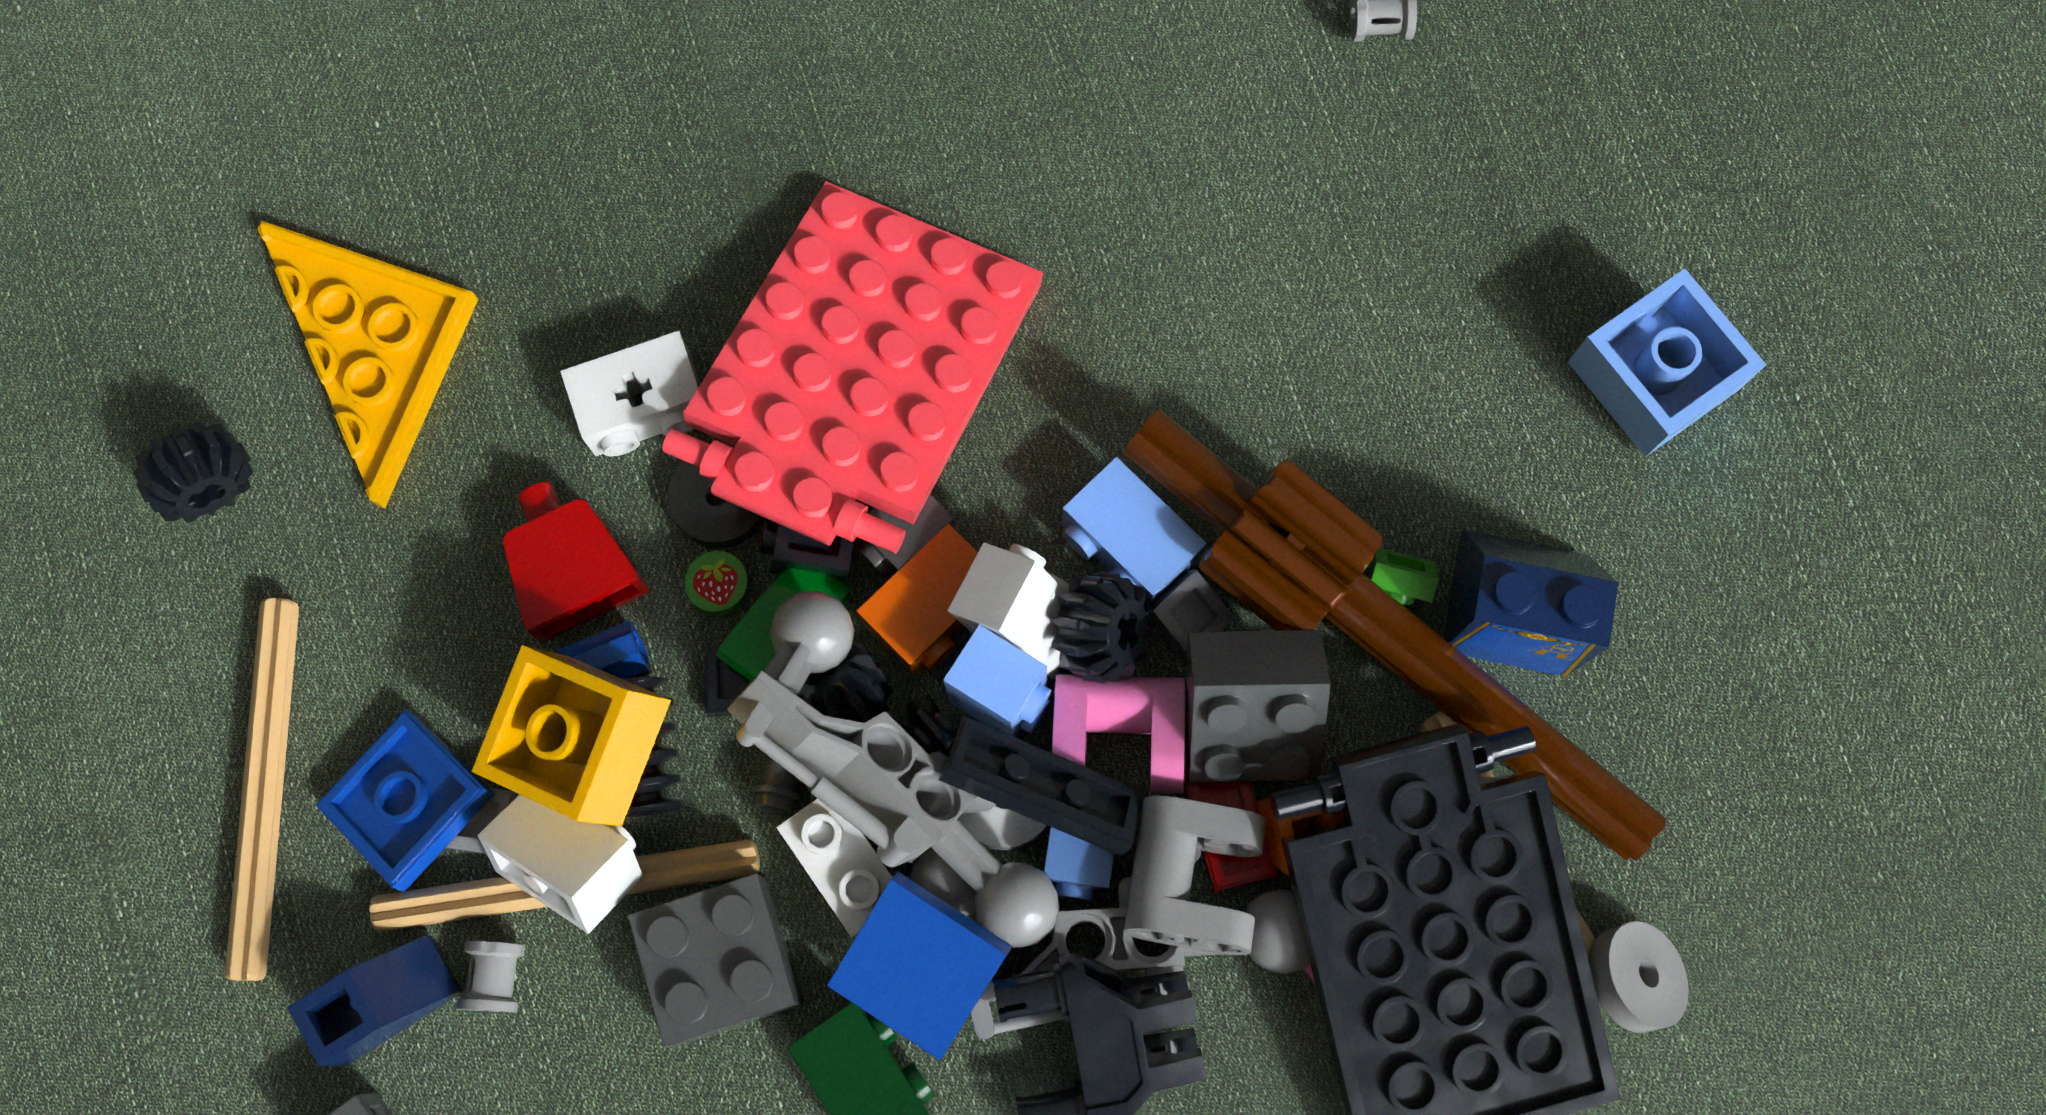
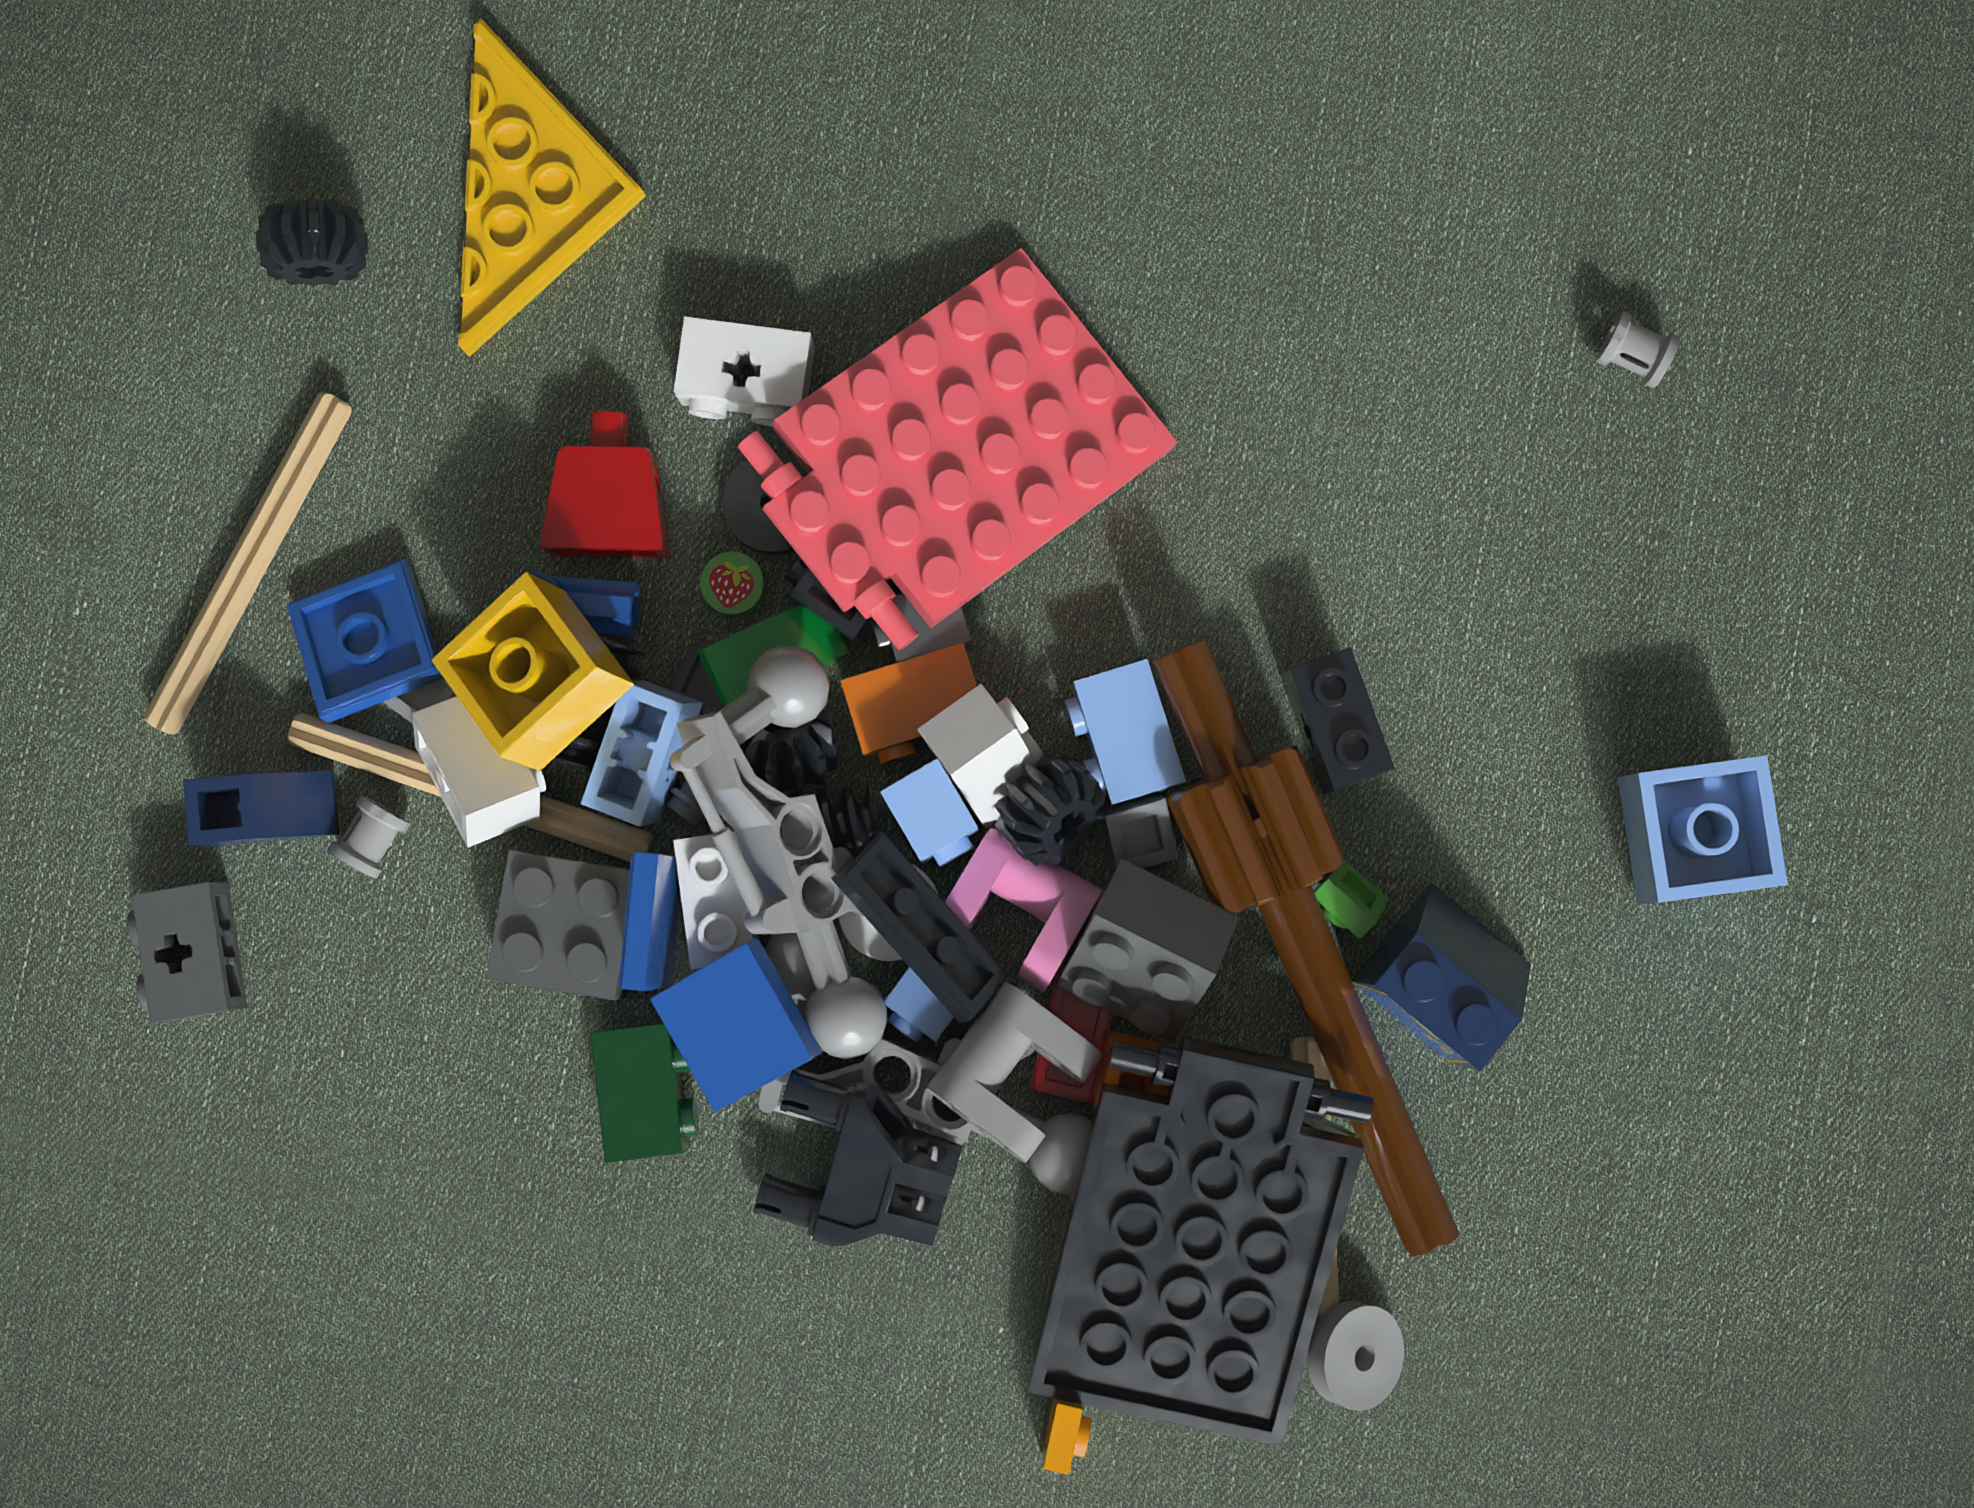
camera: 25 degrees right, 10 degrees up
(707, 768) = (633, 761): none -> light blue brick
(791, 906) = (650, 923): none -> blue tile
(1307, 426) = (1337, 720): none -> black brick

